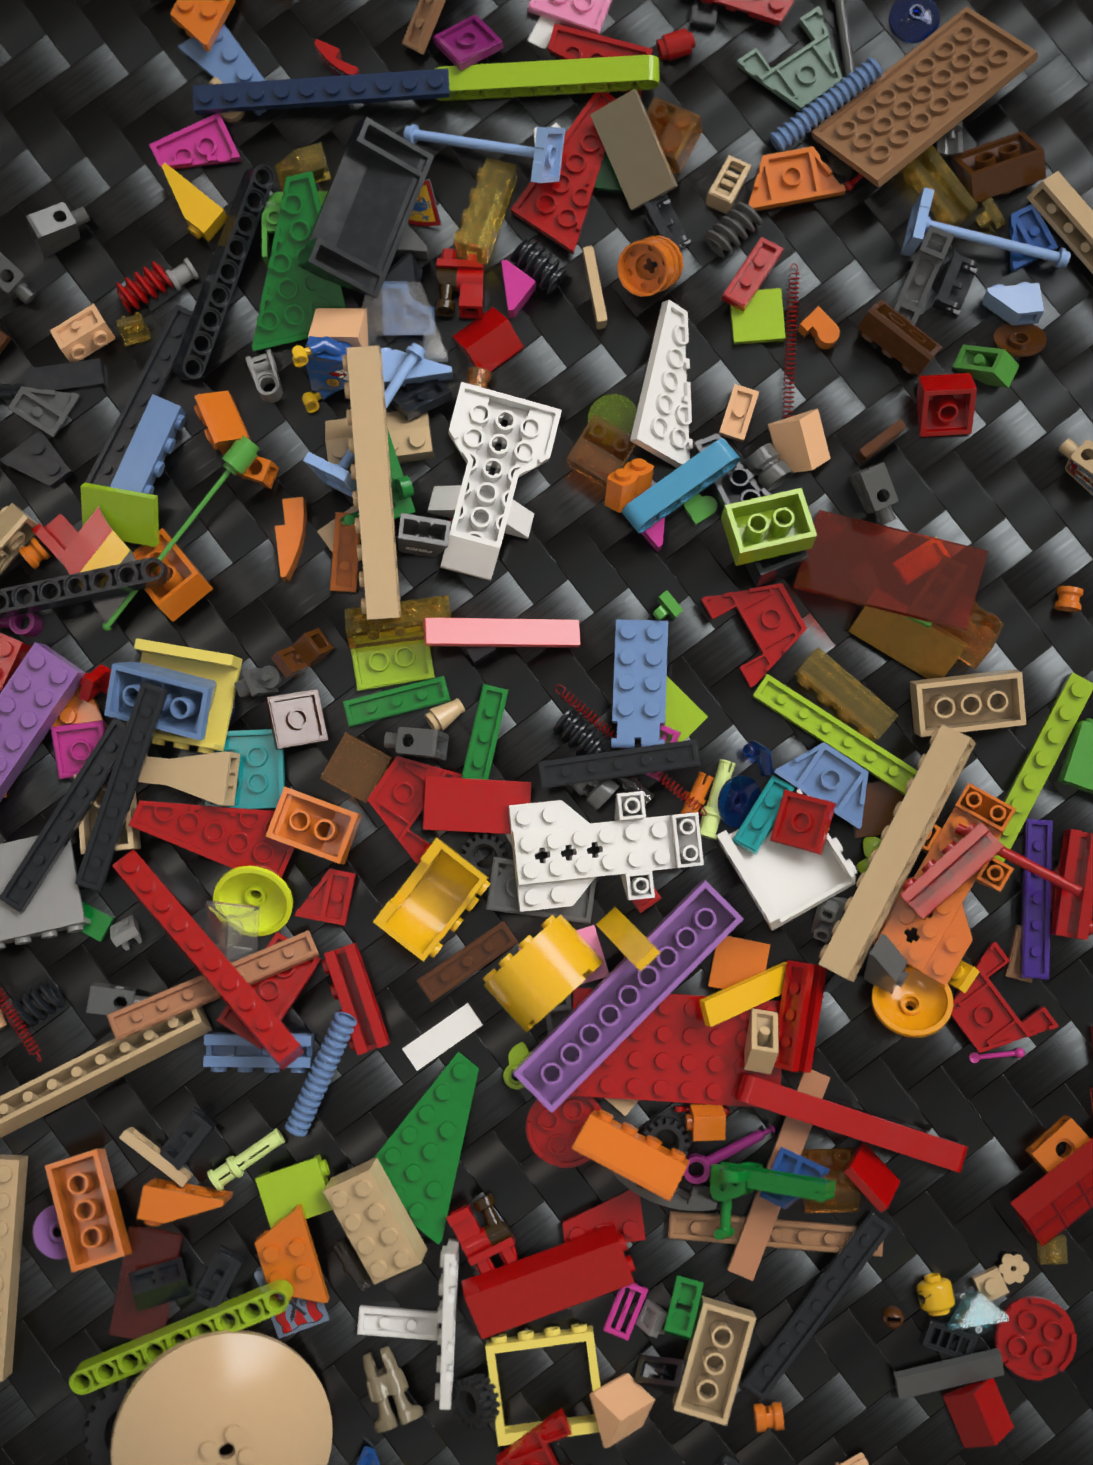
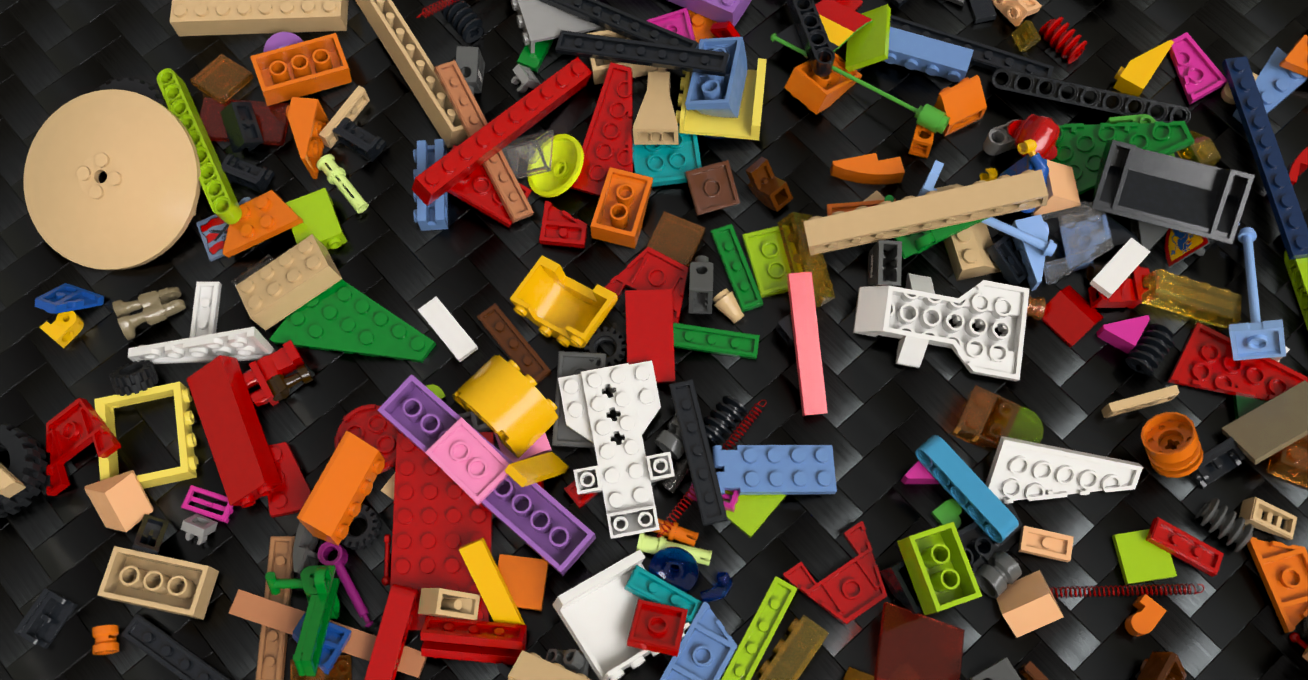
camera: 85 degrees right, 15 degrees down
(85, 1312) = (222, 78): none -> clear orange tile
(182, 274) = (1080, 67): light grey bush -> none
(259, 681) = (740, 152): dark grey hips -> none
(274, 342) = (1041, 130): none -> red piece
(321, 1072) = (412, 230): medium blue piece -> none
(356, 997) = (477, 255): red brick -> none
(446, 280) = (1119, 267): none -> white tile
(618, 1011) = (469, 460): none -> bright pink tile
(628, 483) = (961, 438): orange brick -> none
(668, 606) = (849, 490): bright green tile -> none
(683, 1308) = (206, 550): green brick -> none
(706, 1122) = (374, 560): orange brick -> none

